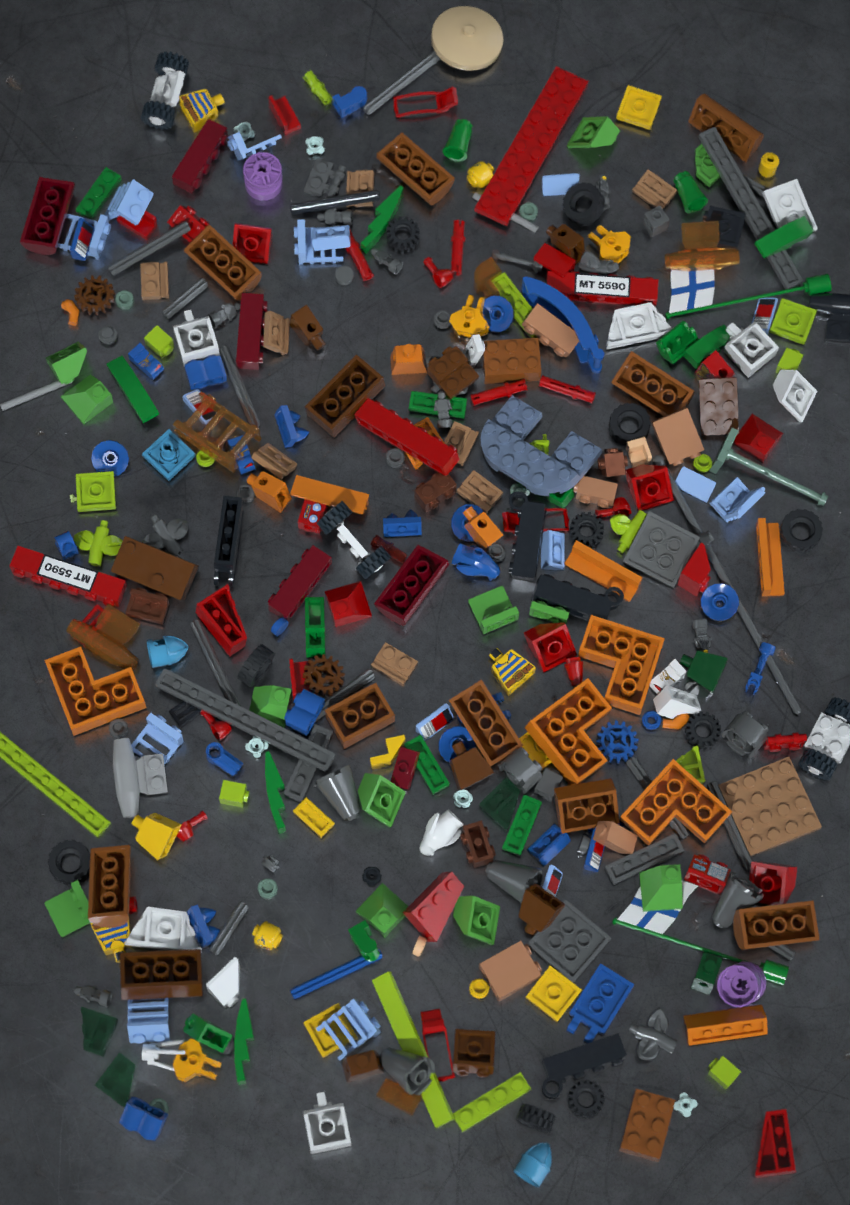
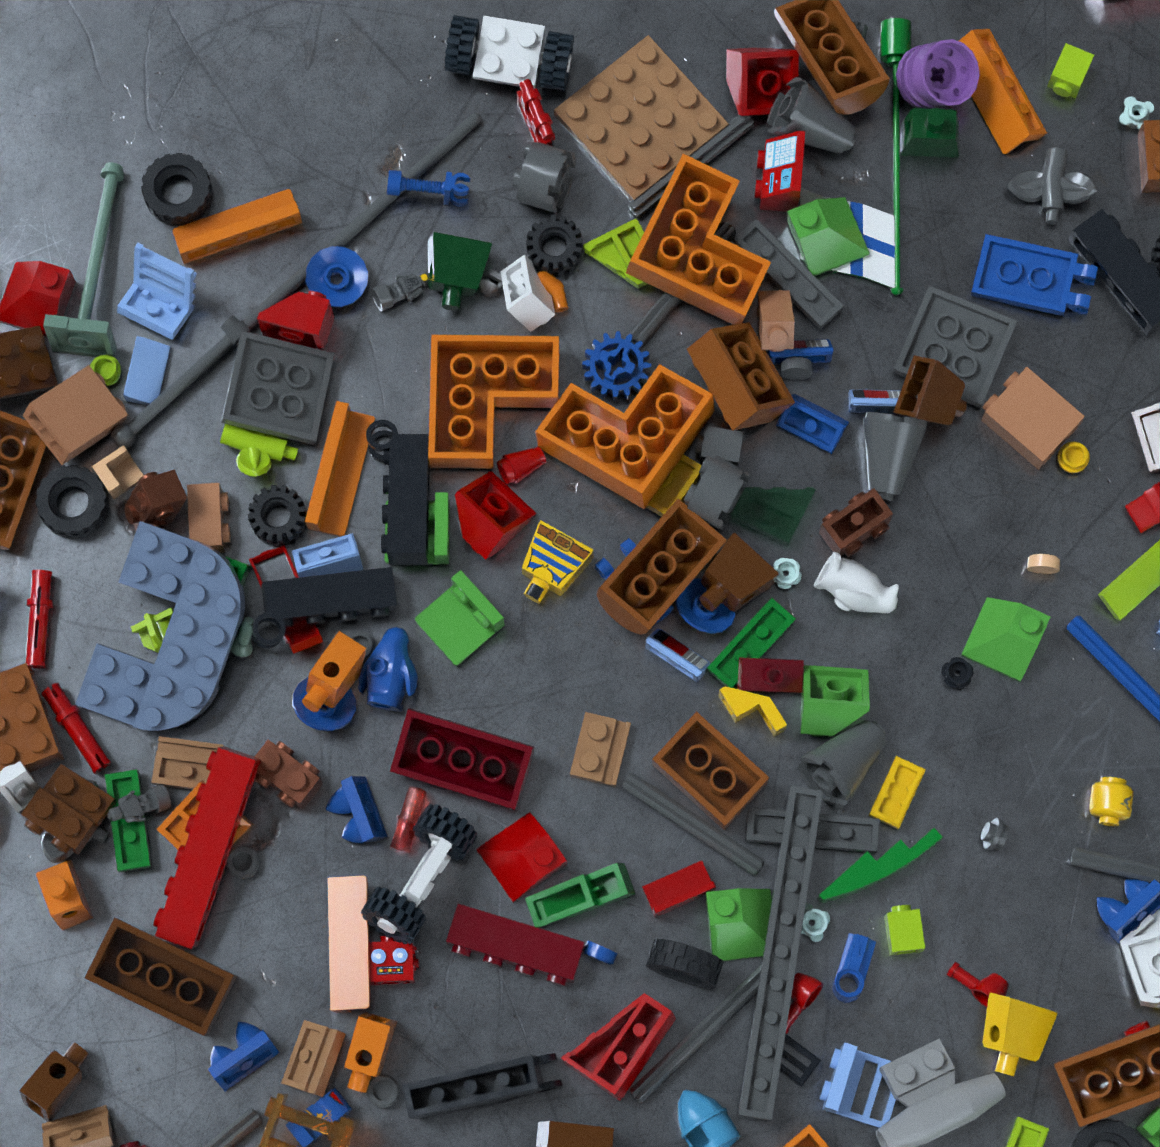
camera: 105 degrees left, 5 degrees up
(267, 888) = (1034, 828): sand green tile -> none
(304, 712) = (735, 859): blue brick -> none
(331, 678) = (647, 853): reddish brown gear -> none
(366, 945) = (1078, 638): green leg -> none
(434, 905) = (974, 557): red wedge -> none
(477, 918) = (970, 492): bright green slope -> none
(479, 491) = (263, 704): medium nougat plate -> none
(522, 825) = (798, 469): green plate -> none
(553, 993) = (1043, 345): yellow plate -> none
(620, 506) = (224, 473): red bar -> none
(649, 485) = (172, 438): red slope -> none
(651, 714) = (563, 318): blue plate -> none
(669, 676) = (484, 318): white leg -> none

